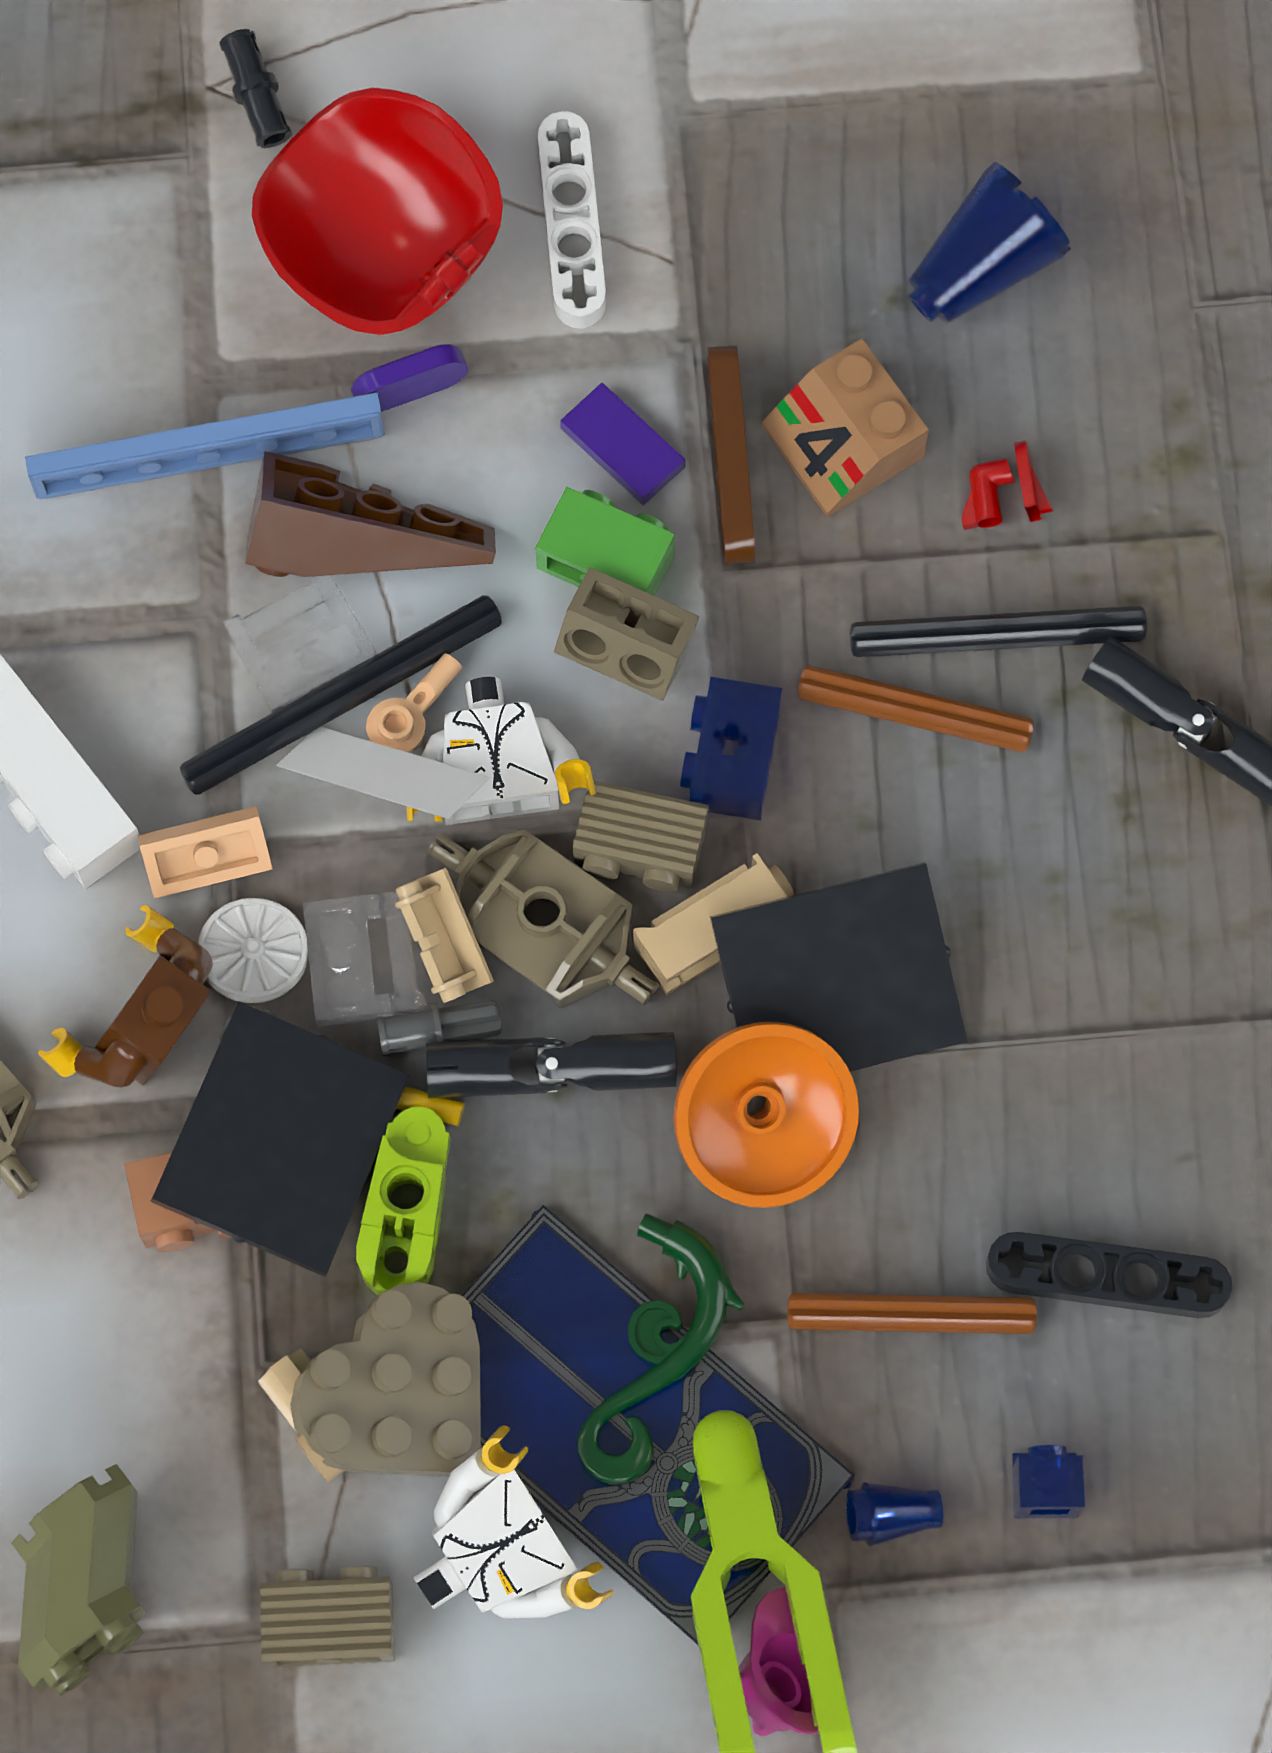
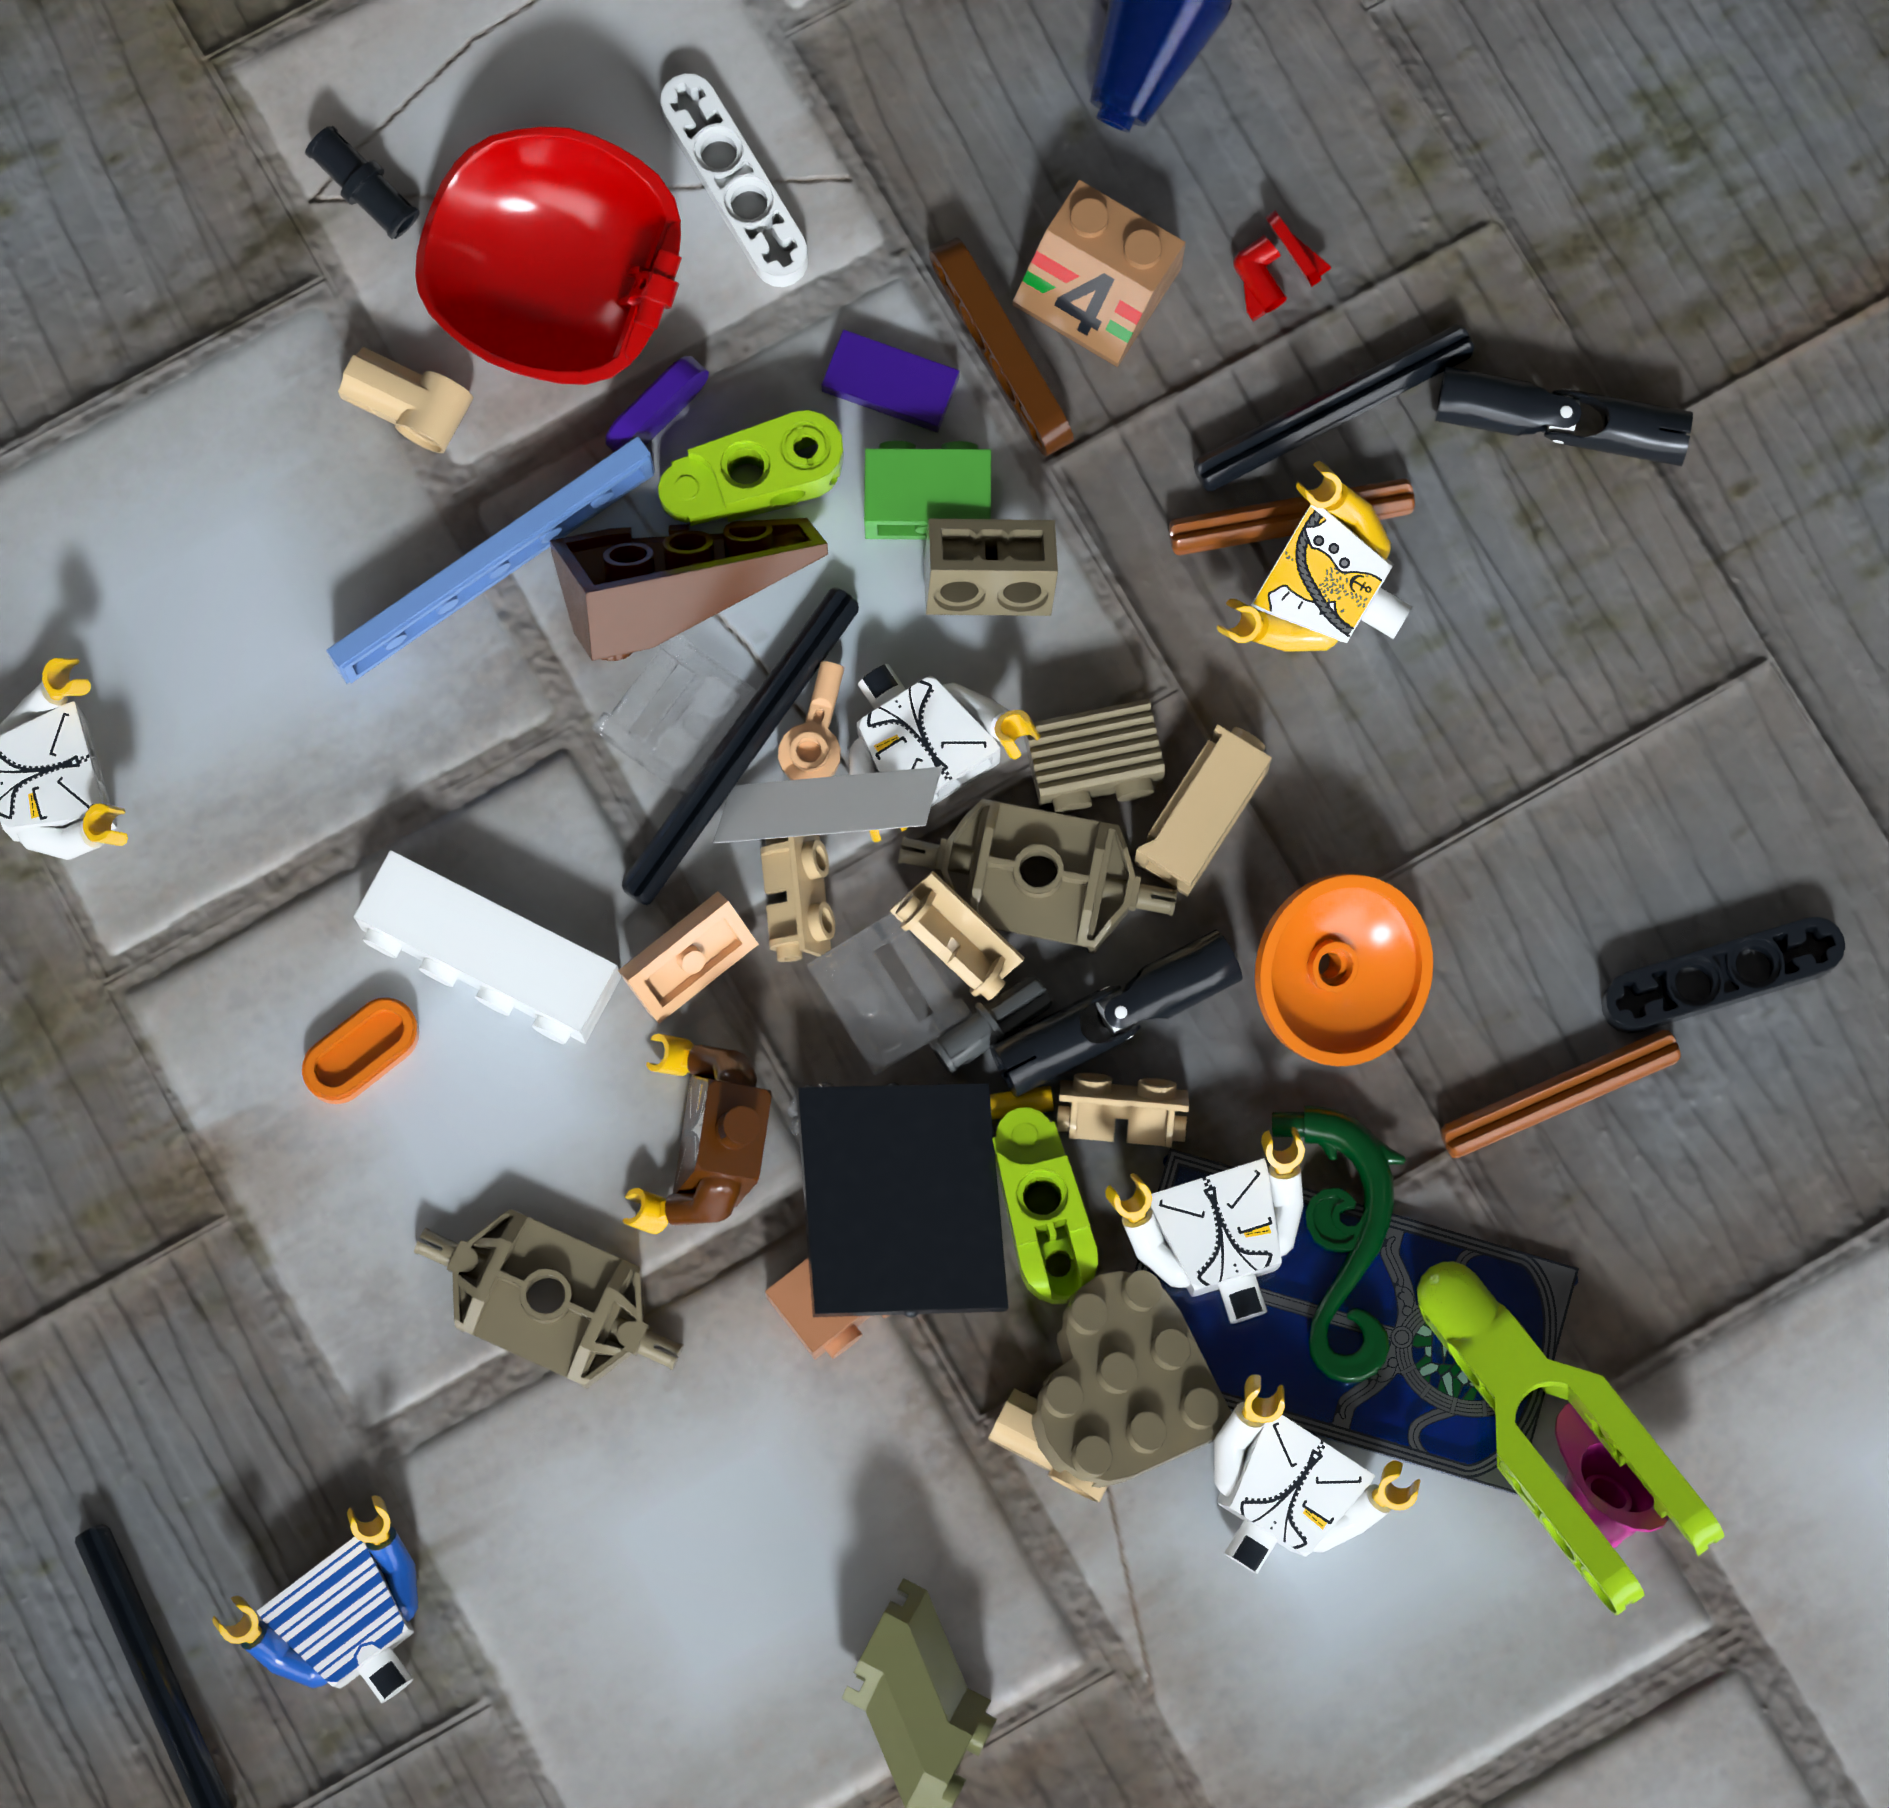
camera: 25 degrees left, 5 degrees up
(209, 292) = (420, 406): none -> tan piece
(254, 950) = (781, 1028): white wheel -> none
(322, 866) = (805, 919): none -> tan hinge
(327, 1619) = (1163, 1628): dark tan brick -> none
(416, 459) = (701, 487): none -> lime piece
(539, 1158) = (1099, 1103): none -> tan hinge
(547, 1289) = (1220, 1227): none -> white torso
(740, 714) = (1143, 595): clear blue brick -> none
(849, 964) = (1349, 794): black piece -> none
(891, 1512) = (1629, 1289): clear blue cone -> none
(914, 768) = (1324, 577): none -> torso
(1048, 1483) = (1761, 1194): clear blue brick -> none

